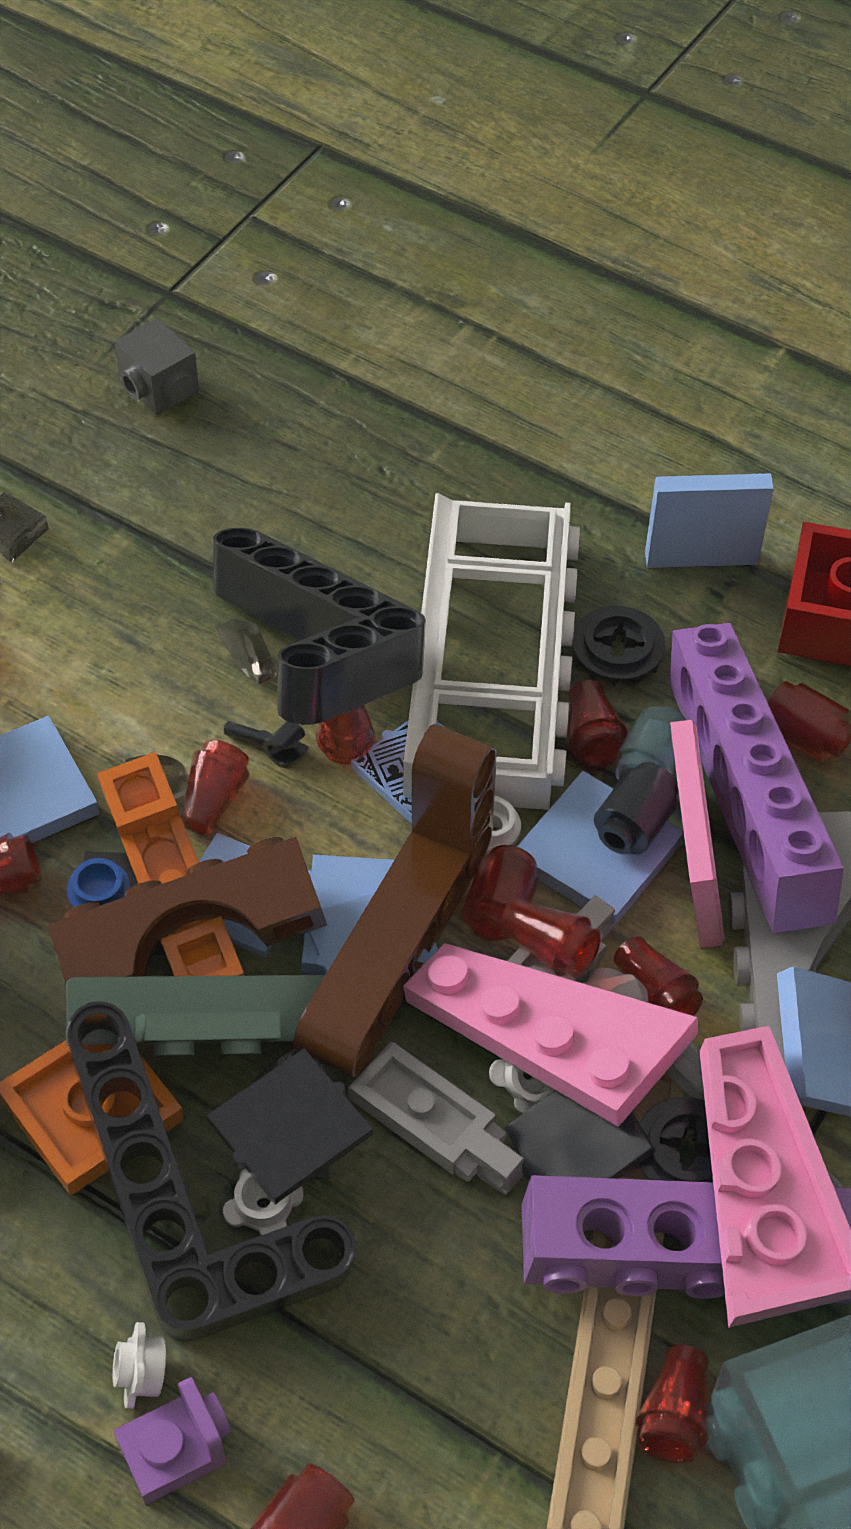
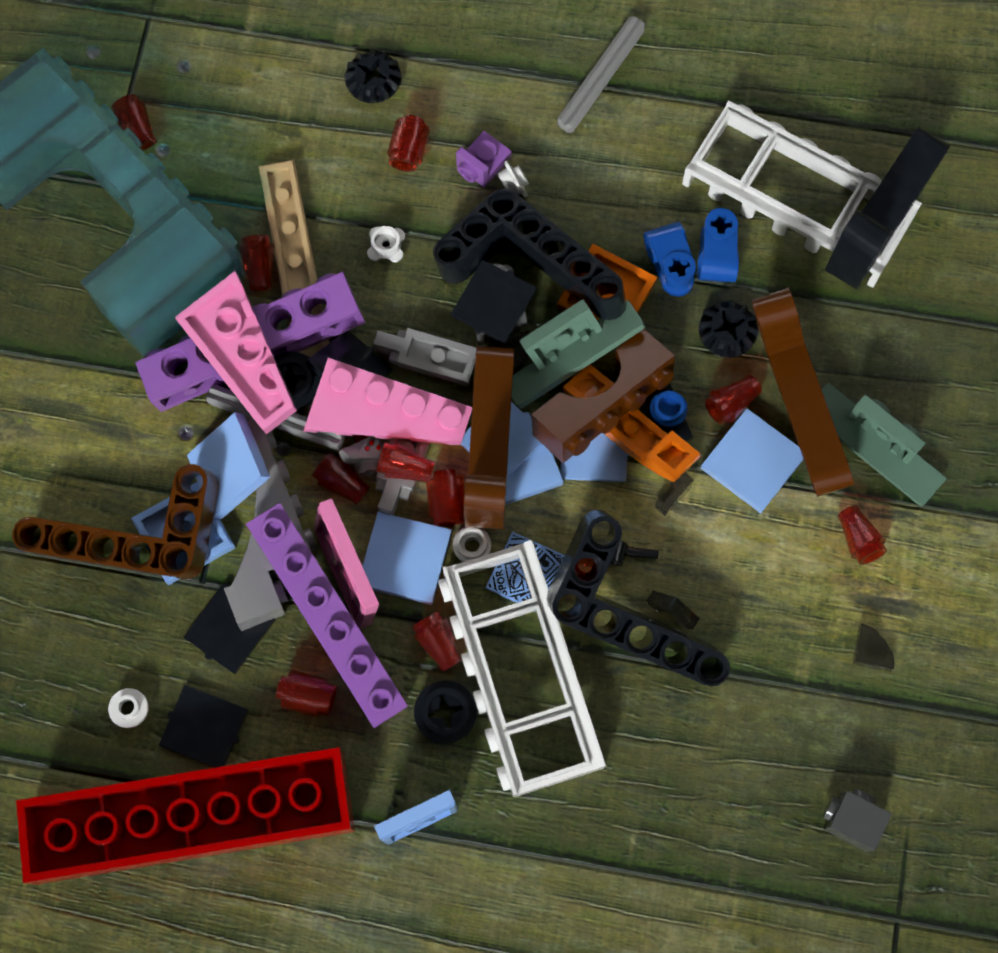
camera: 160 degrees right, 20 degrees up
(213, 783) = (642, 504): clear red cone -> none
(425, 1329) = (386, 234): none -> white plate
(637, 809) = (387, 570): black brick -> none
(649, 741) = (394, 632): clear light blue brick -> none

